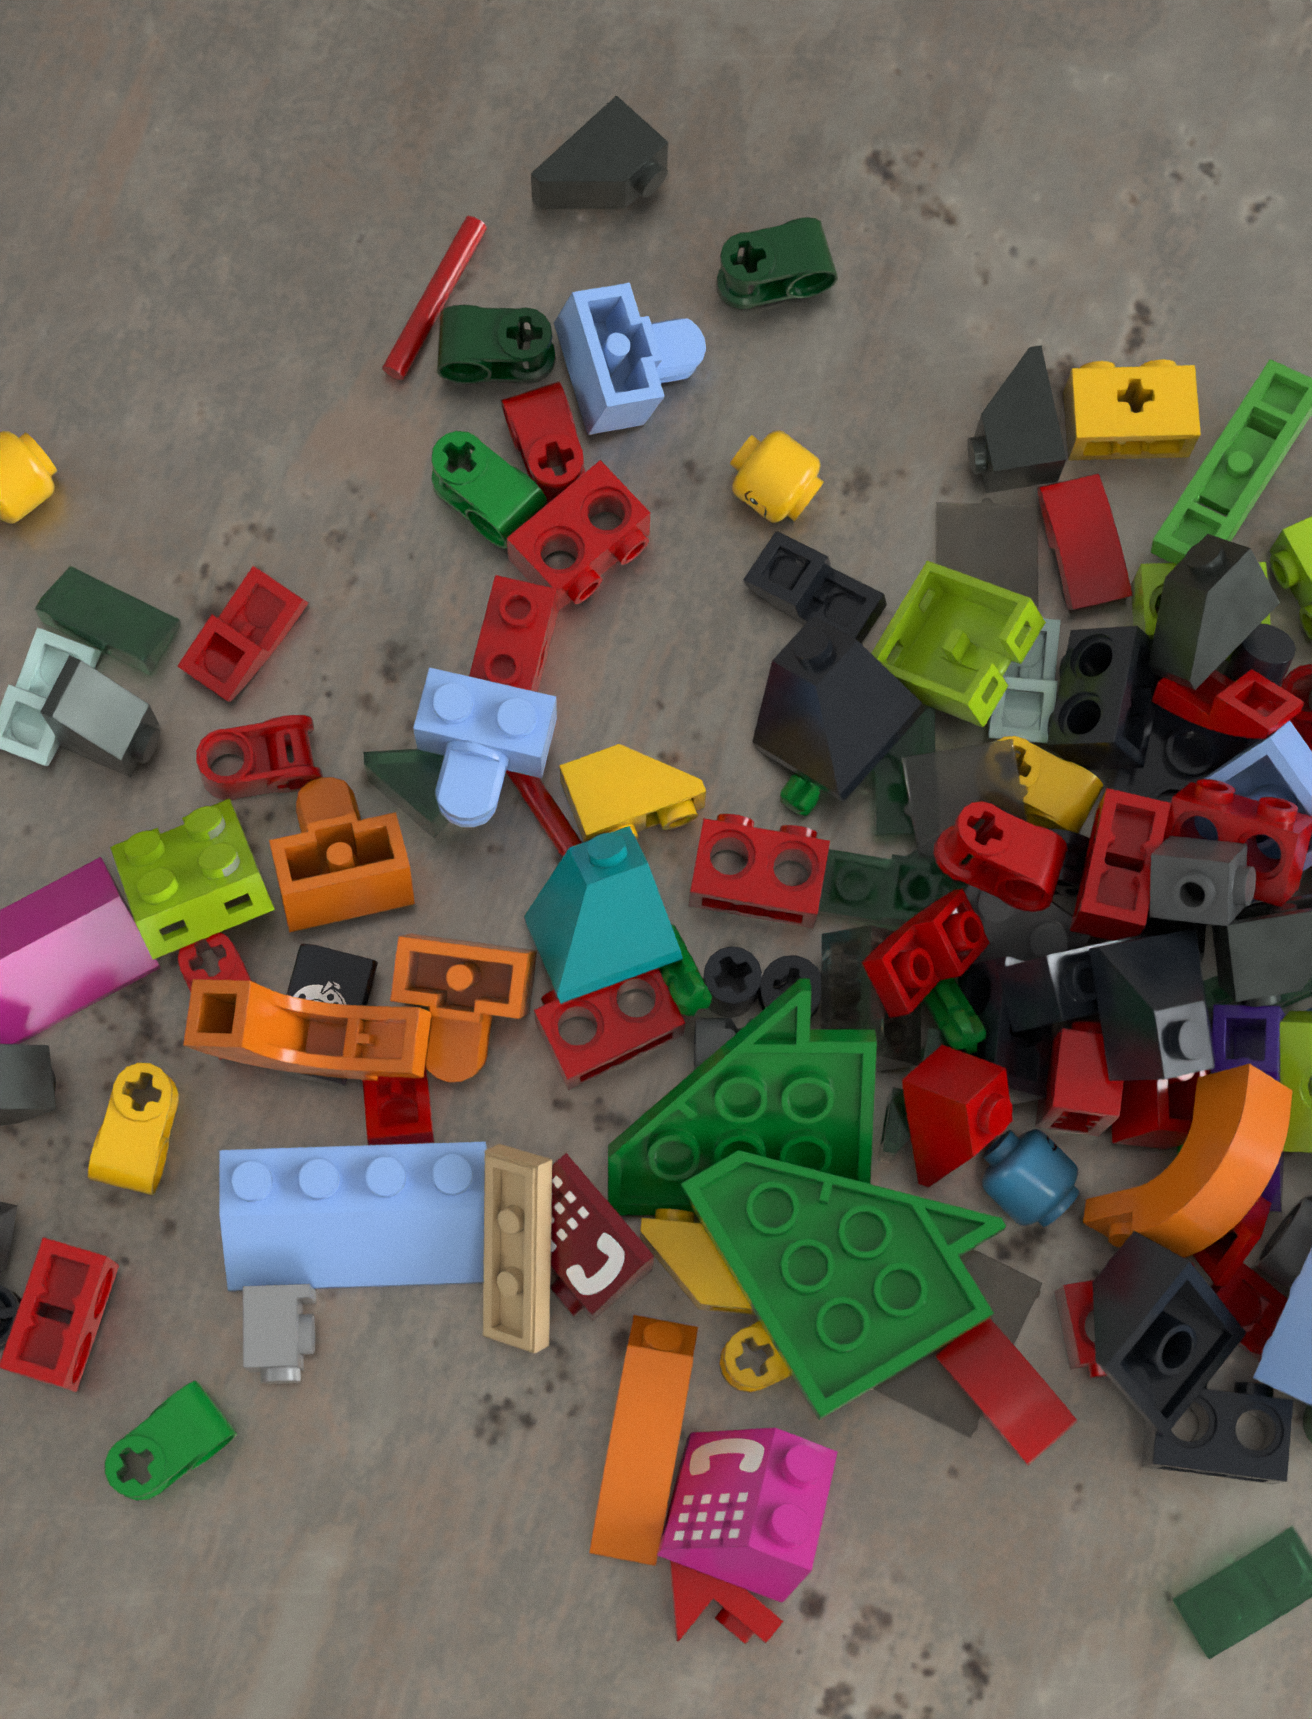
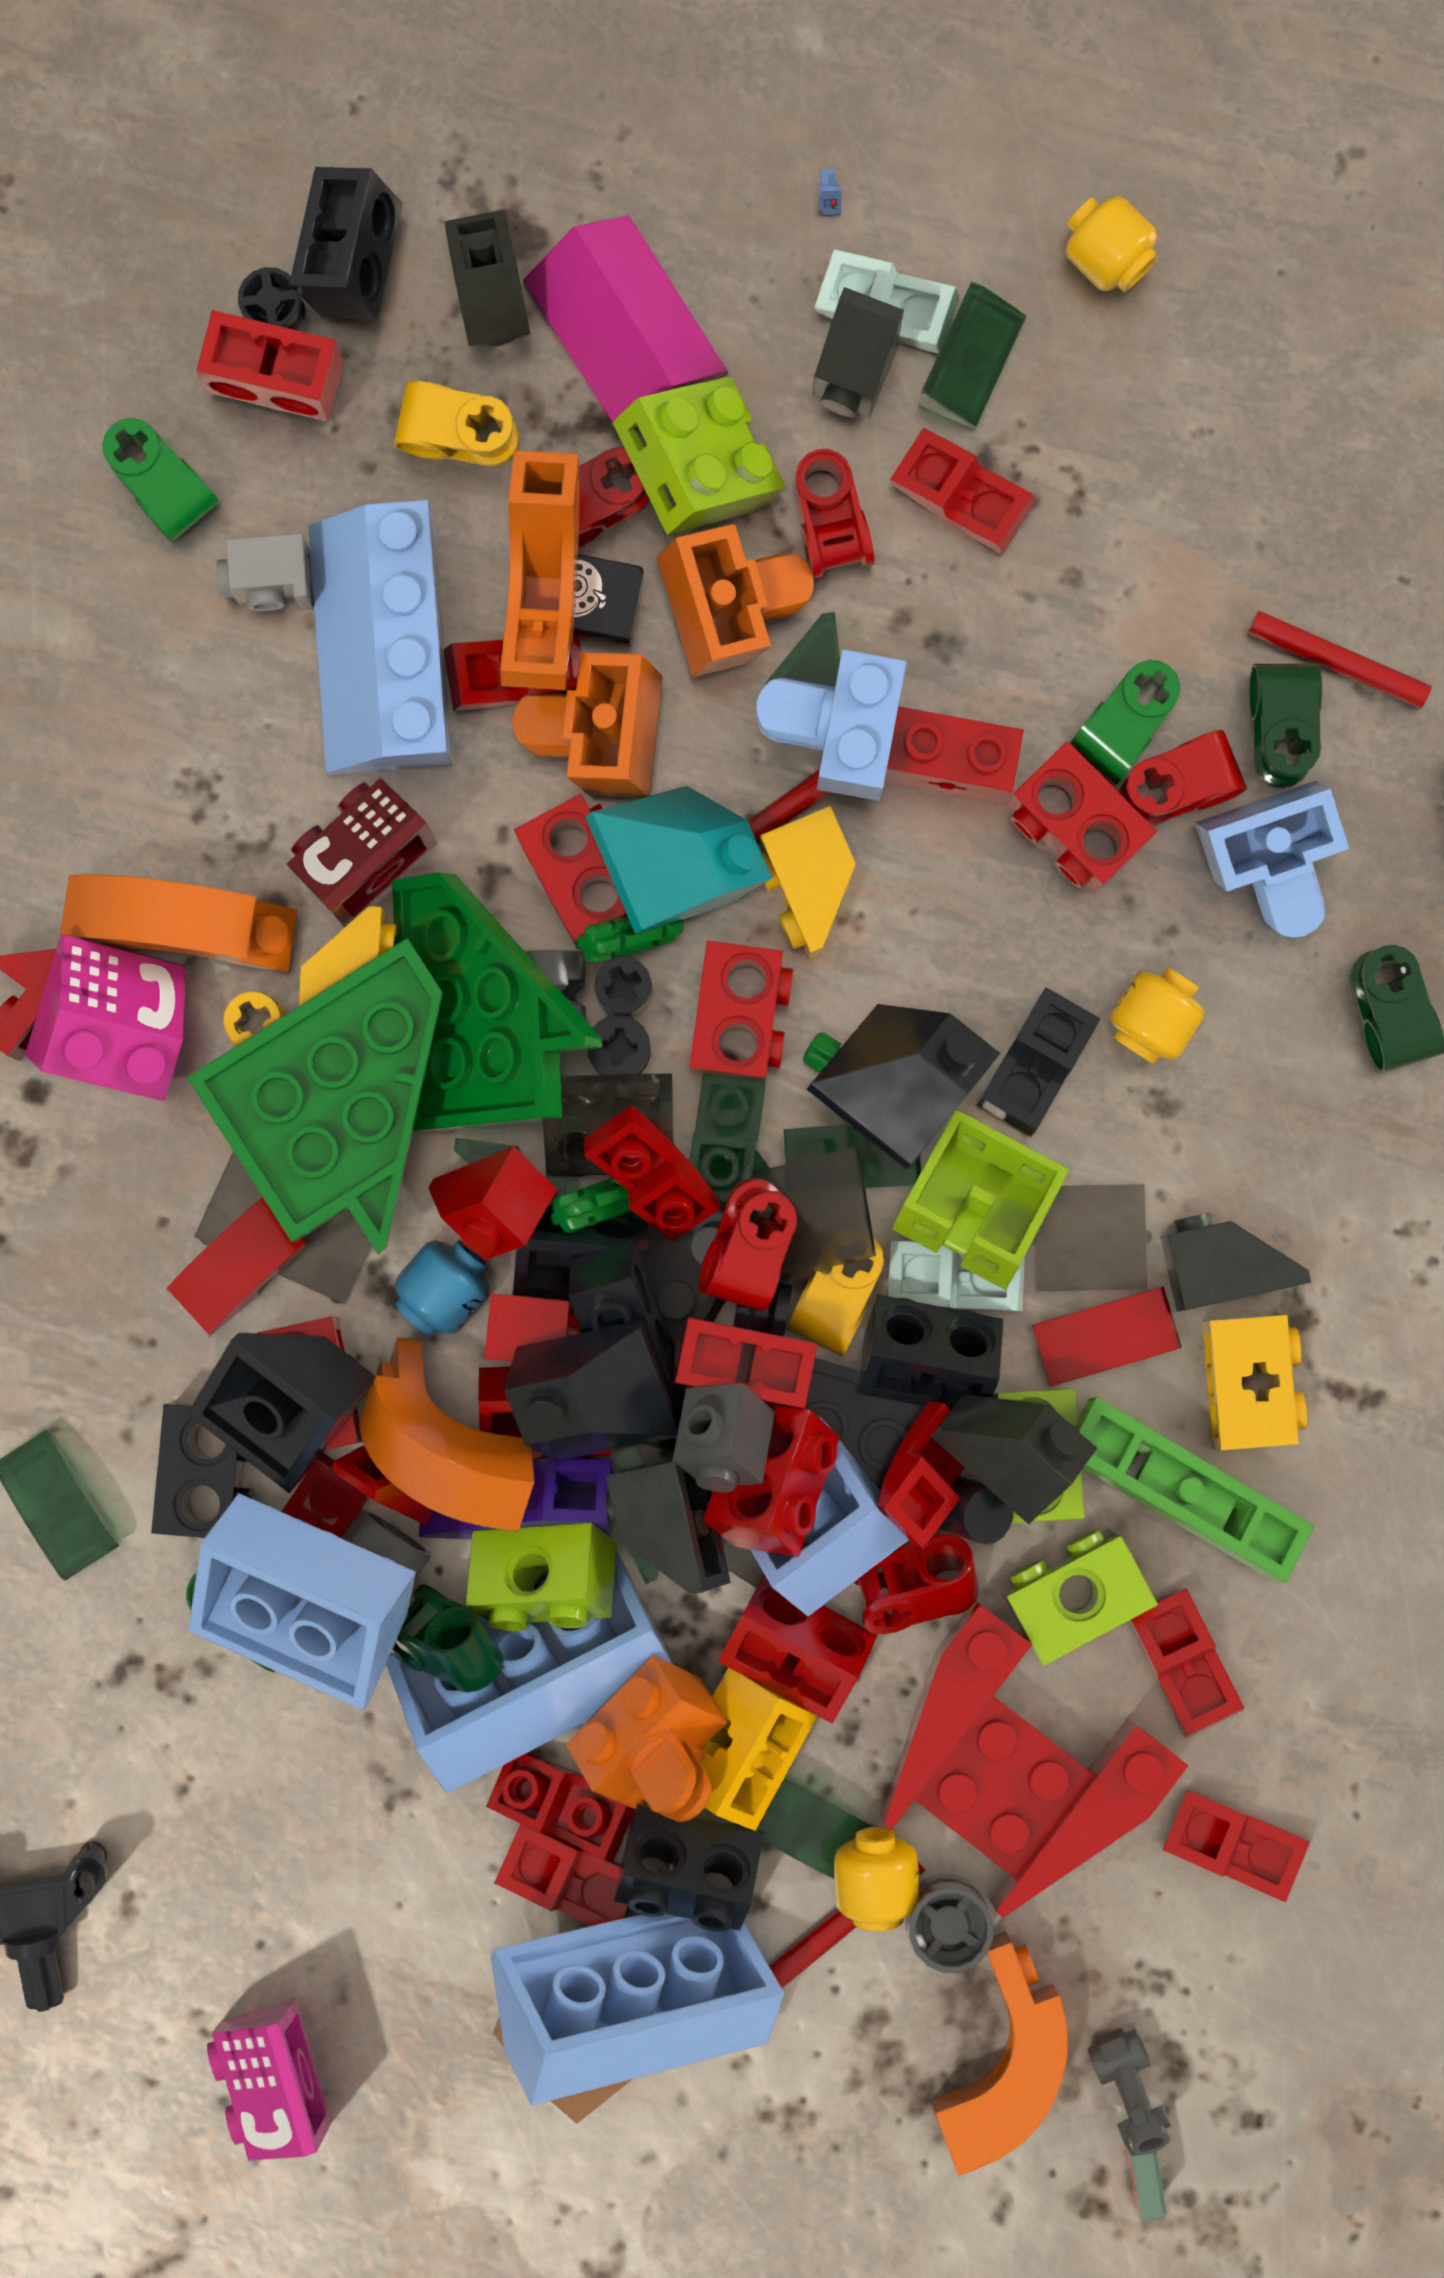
camera: 90 degrees right, 10 degrees up
(517, 1247) = (346, 788): tan tile -> none

